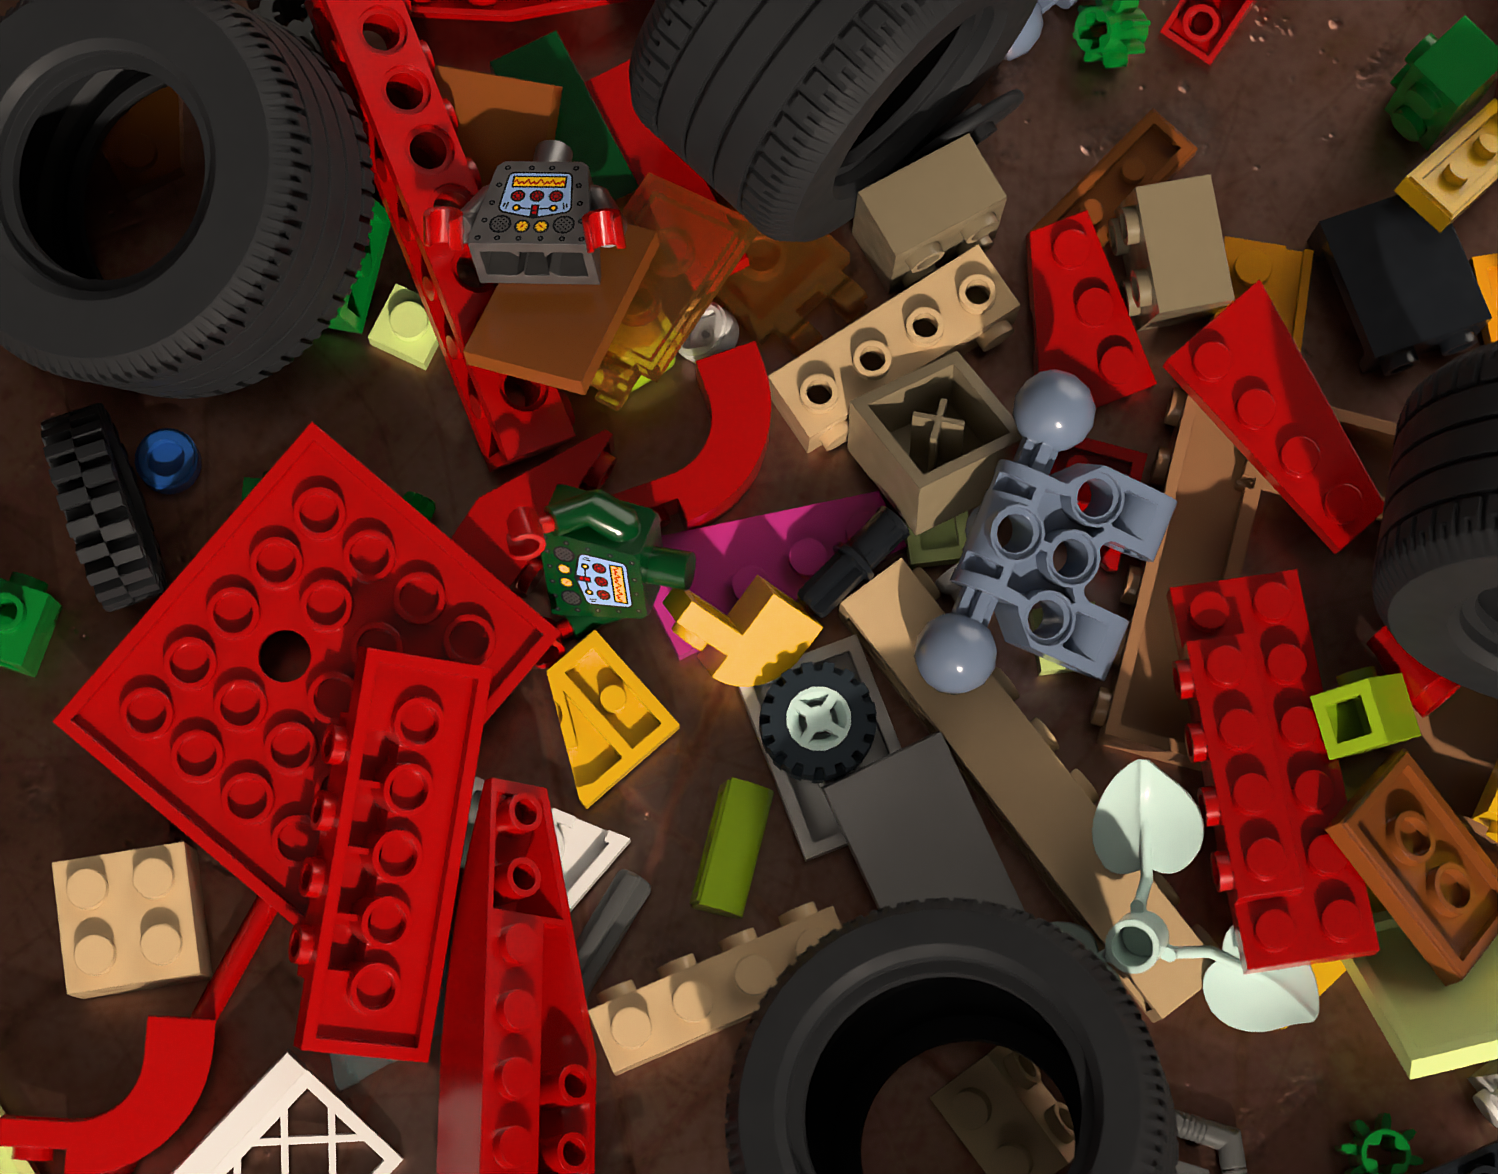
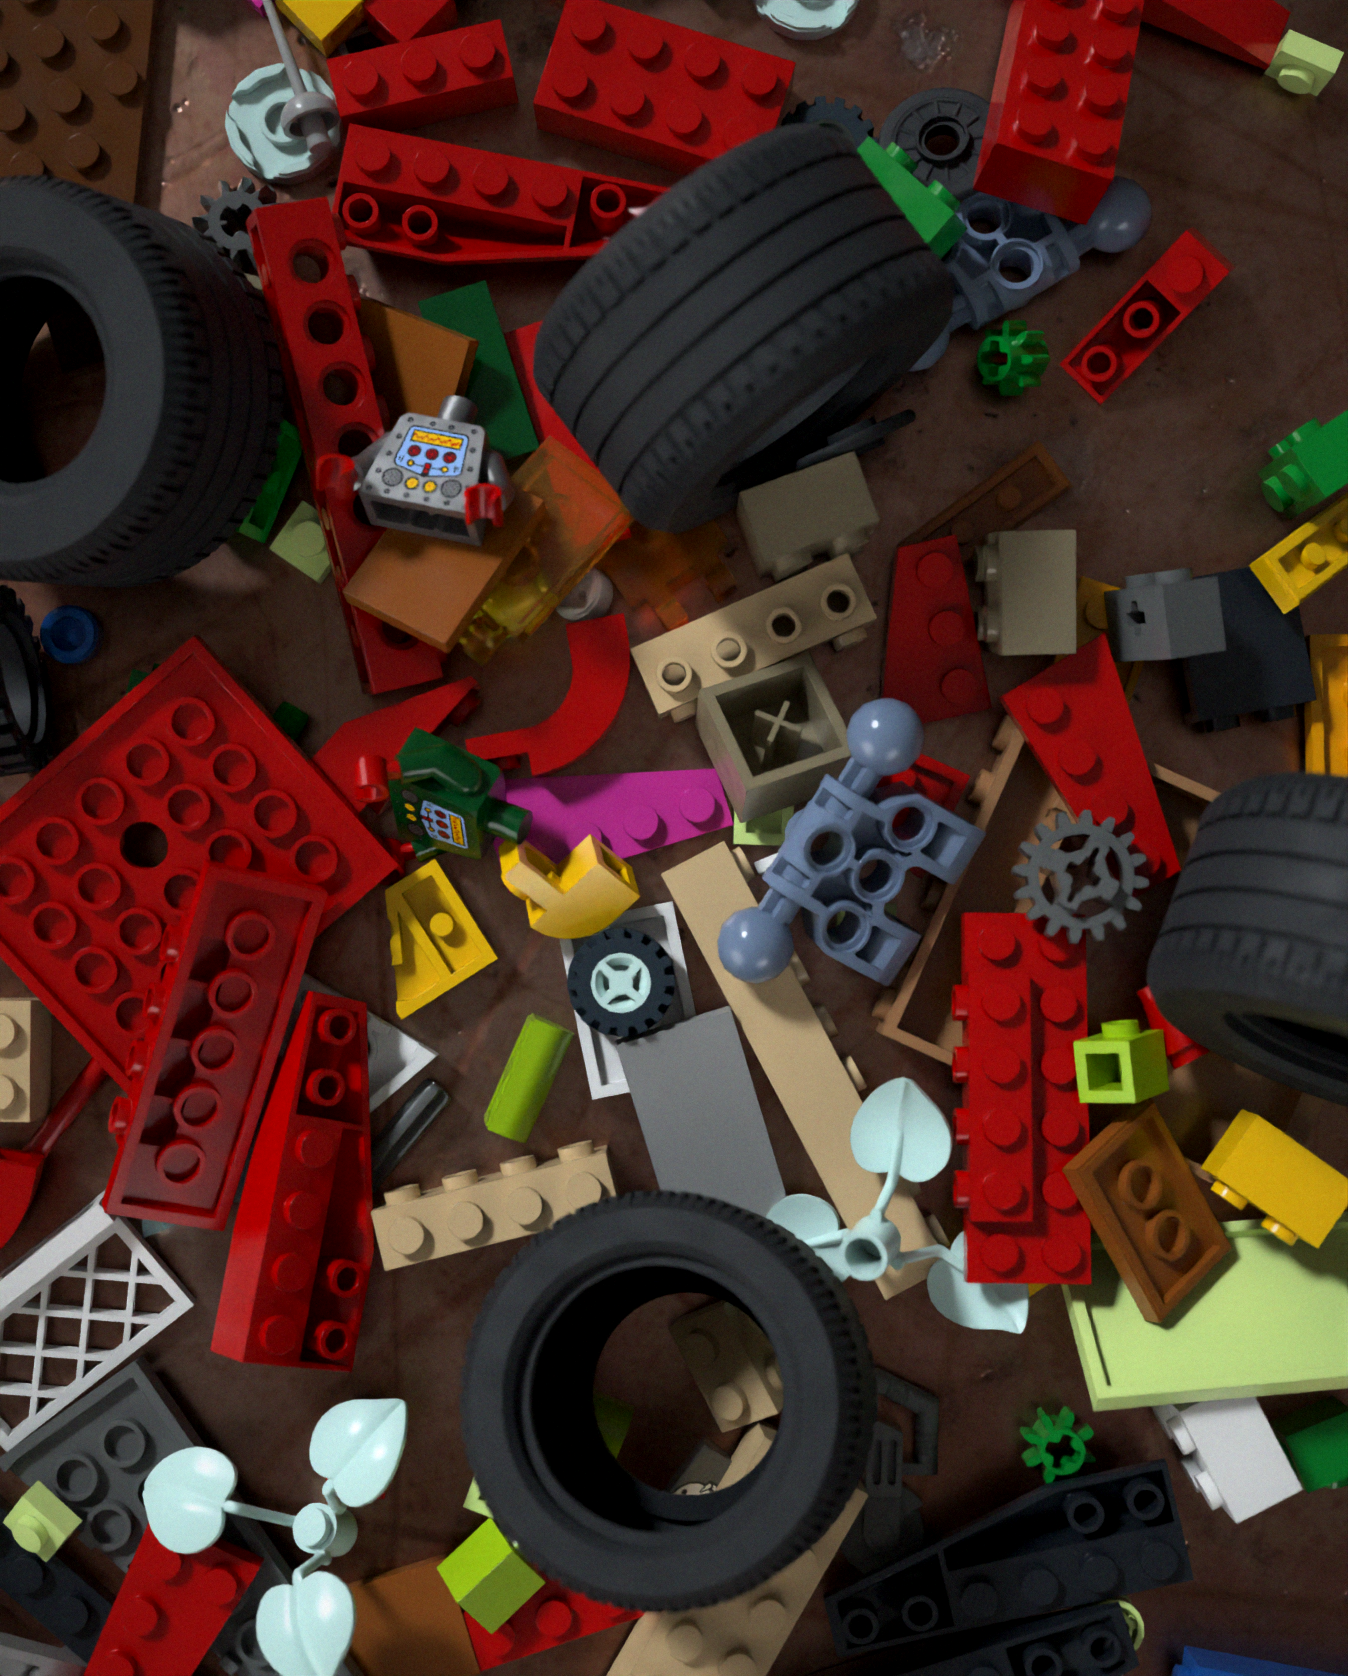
camera: 10 degrees right, 10 degrees up
(853, 562) = (678, 838): black axle -> none
(1307, 531) = (1104, 889): none -> dark grey gear
(1318, 253) = (1165, 616): none -> dark grey brick

